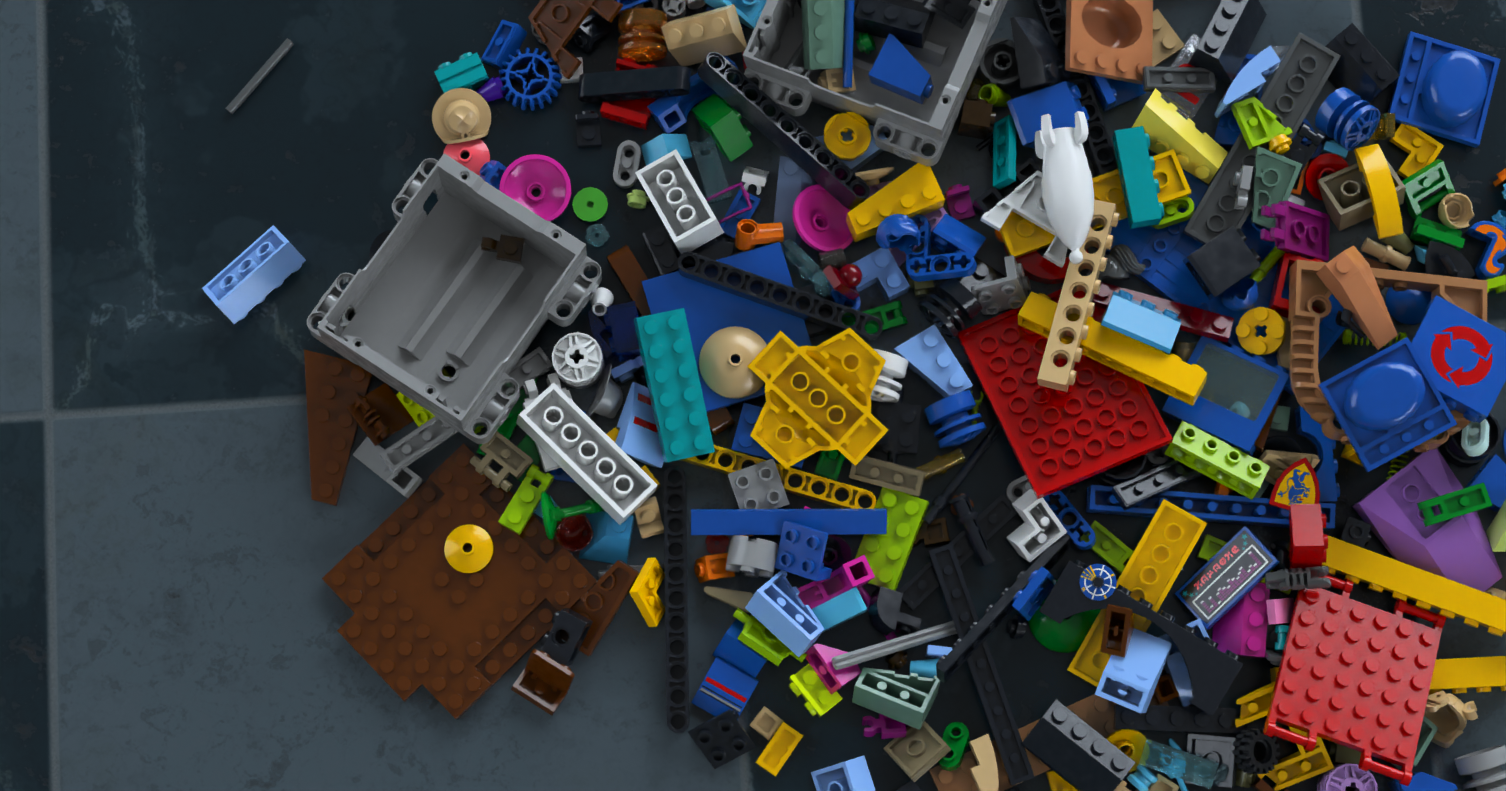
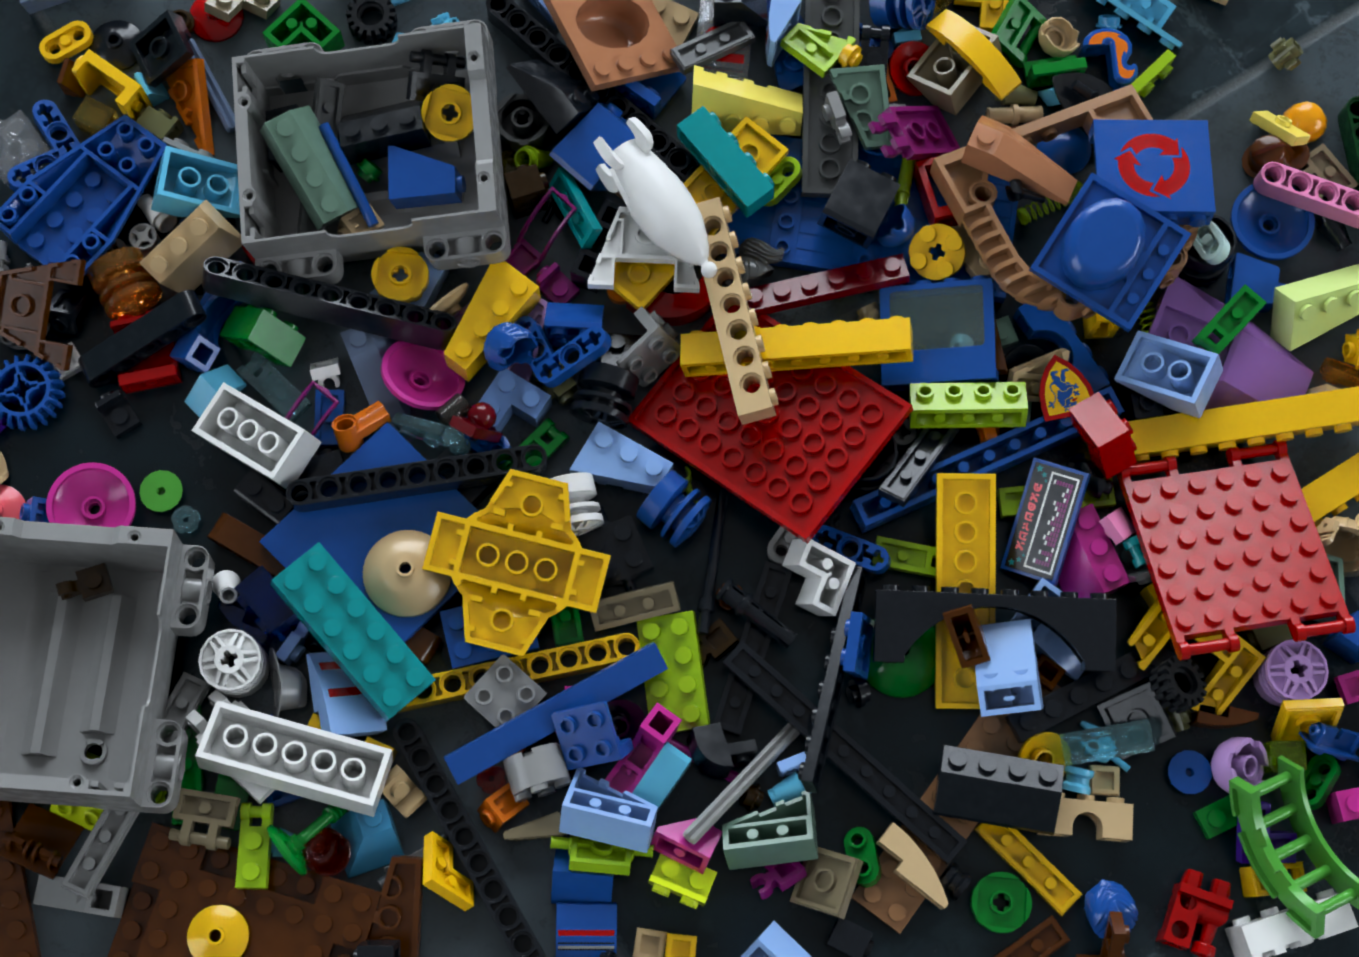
camera: 35 degrees left, 5 degrees down
(626, 165) = (179, 429): light grey plate -> none
(637, 199) = (210, 458): yellowish green plate -> none
(935, 32) = (435, 120): none -> yellow plate
(942, 463) = (686, 563): clear yellow pin -> none
(948, 167) = (525, 256): none -> magenta piece
(1098, 582) = (918, 596): blue piece -> none
(1141, 321) = (811, 302): slope -> none
(1298, 578) = (1119, 481): dark grey hinge -> none
(1385, 519) = (1170, 373): none -> light blue slope

